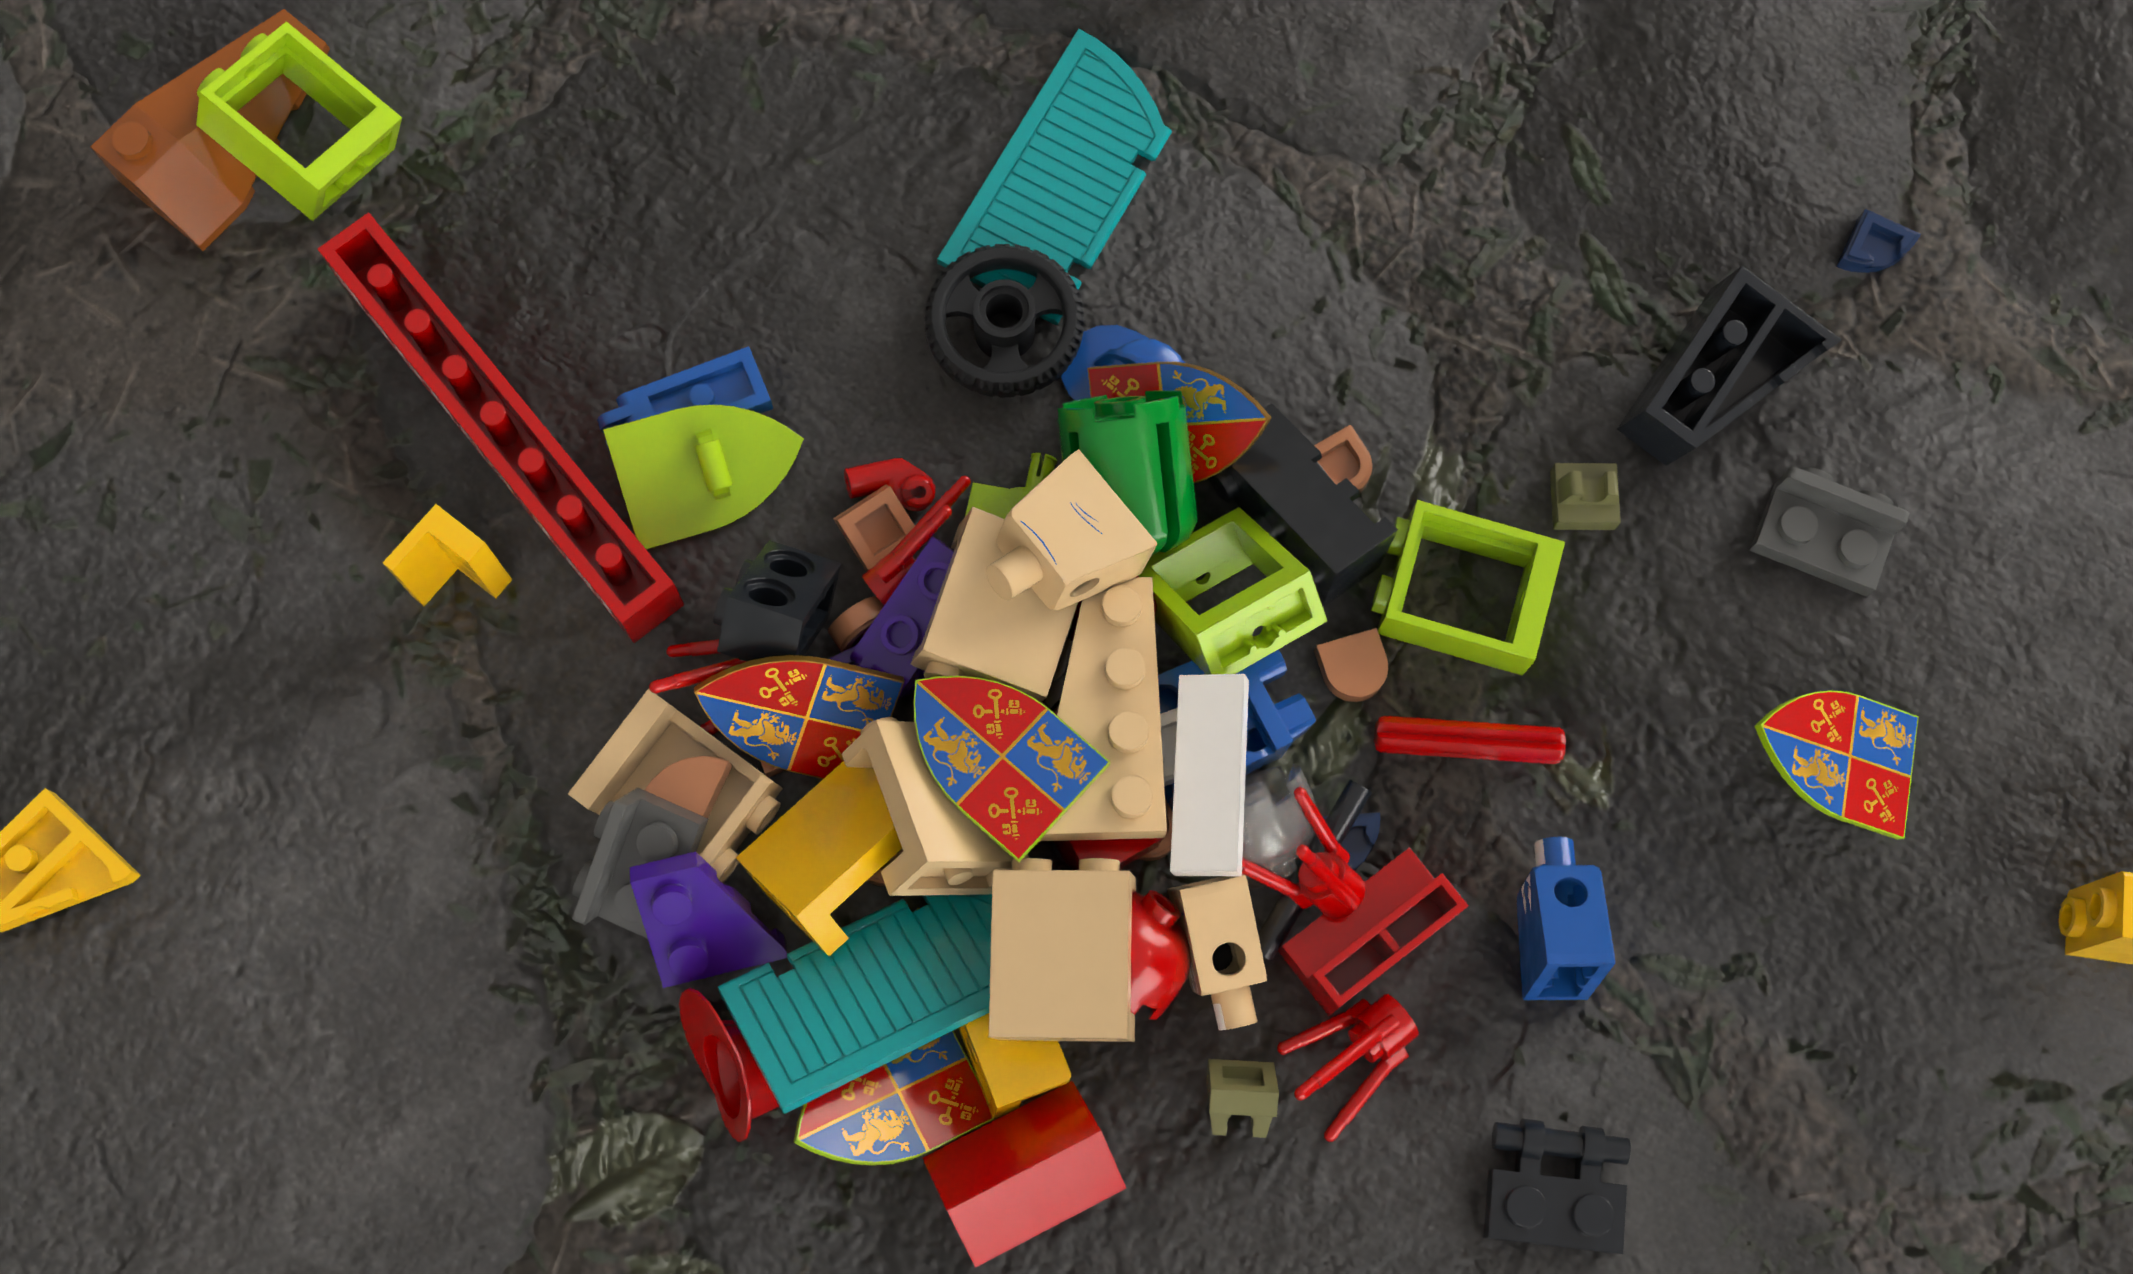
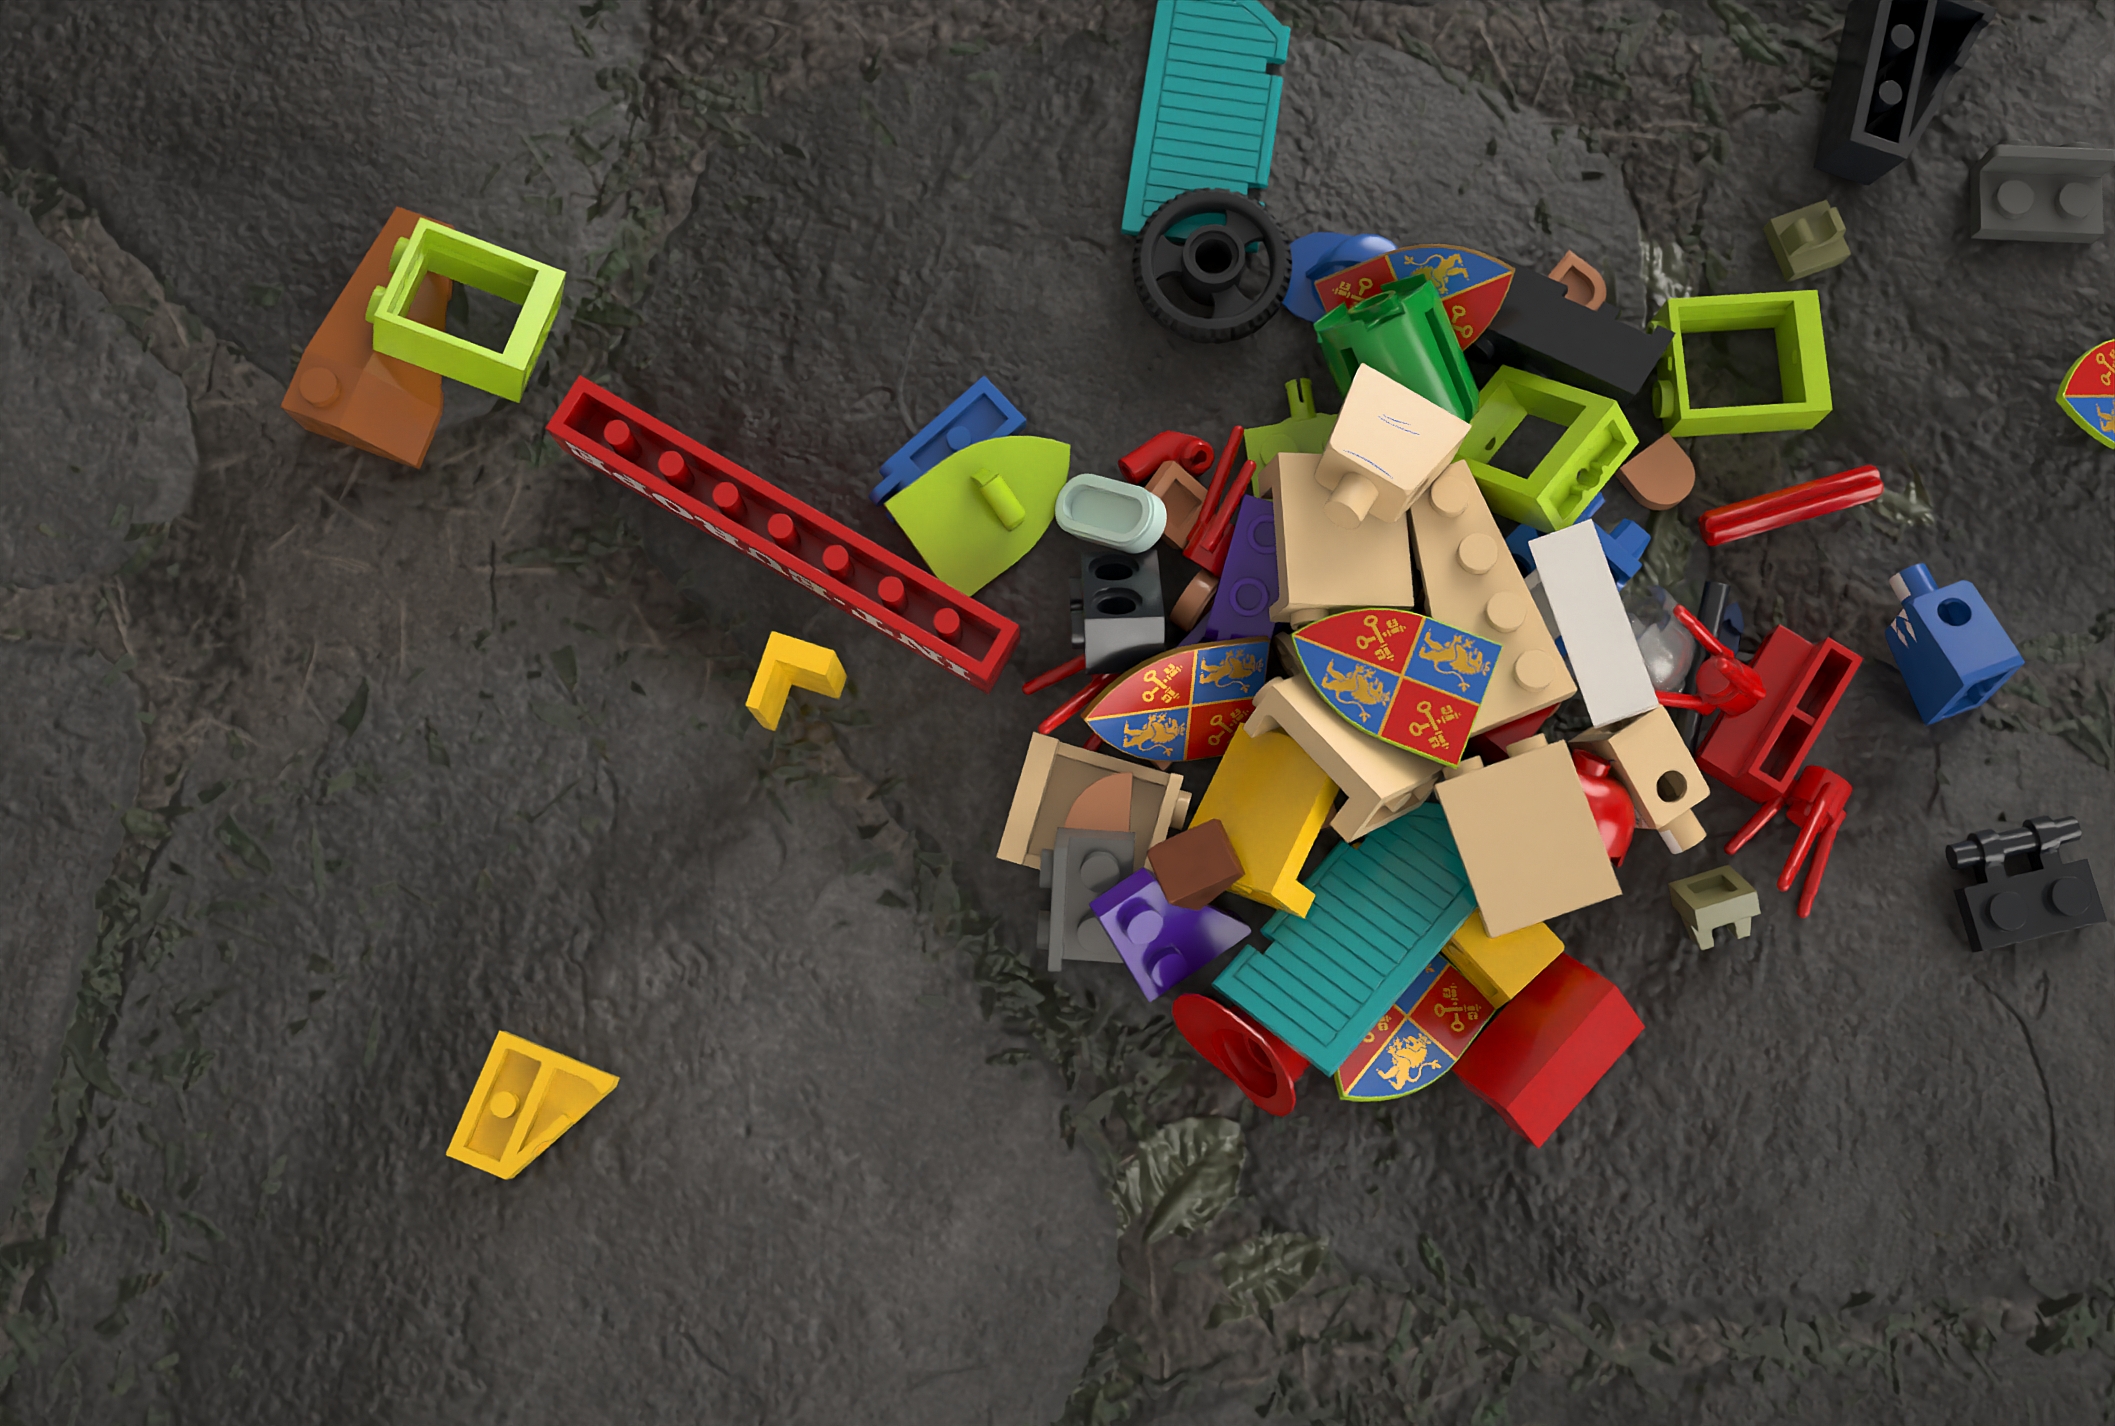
camera: 15 degrees left, 5 degrees up
(743, 867) = (1195, 865): none -> copper slope
(811, 513) = (1110, 513): none -> light aqua tile

